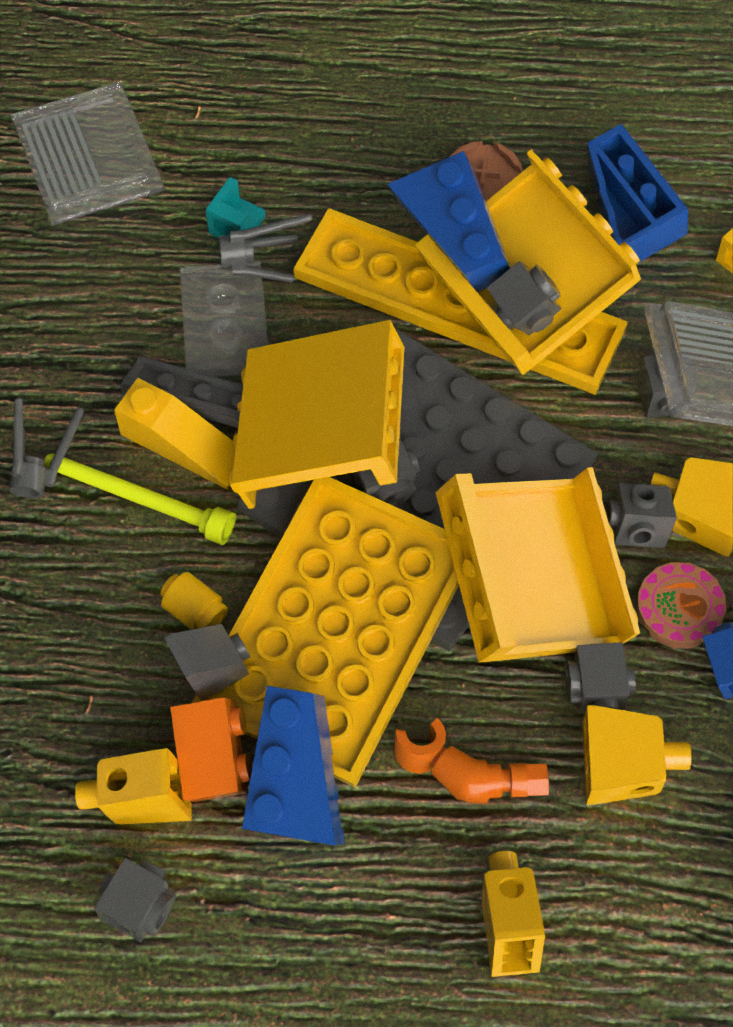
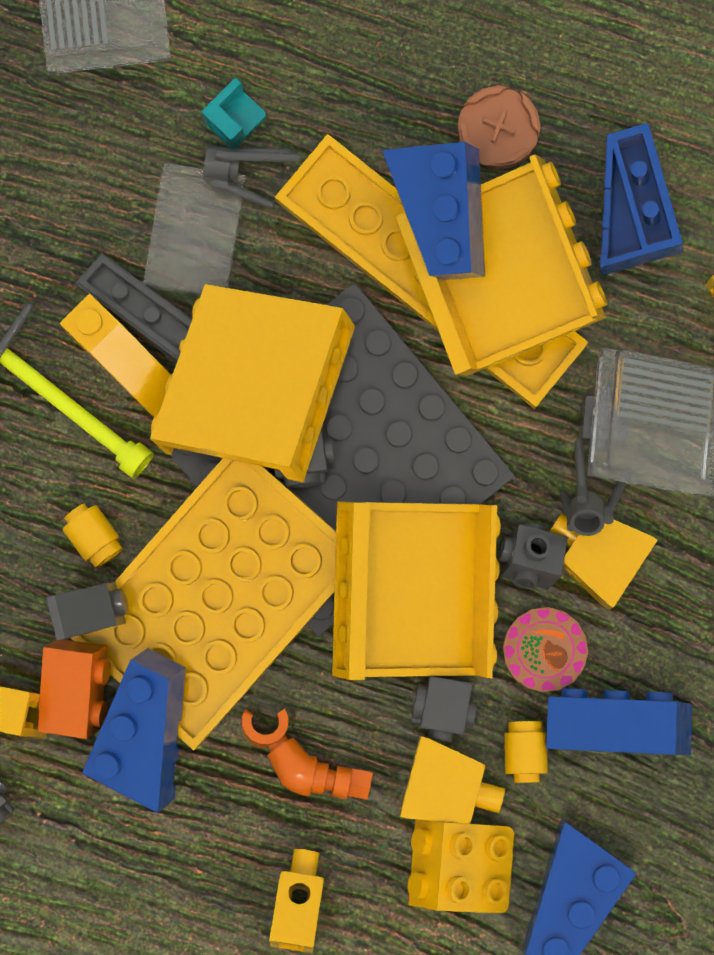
camera: 15 degrees right, 20 degrees up
(525, 298) = (486, 310): dark grey brick -> none
(666, 832) = (461, 867): none -> yellow bracket
(680, 450) = (587, 510): none -> dark grey plant
(696, 701) = (526, 751): none -> yellow brick

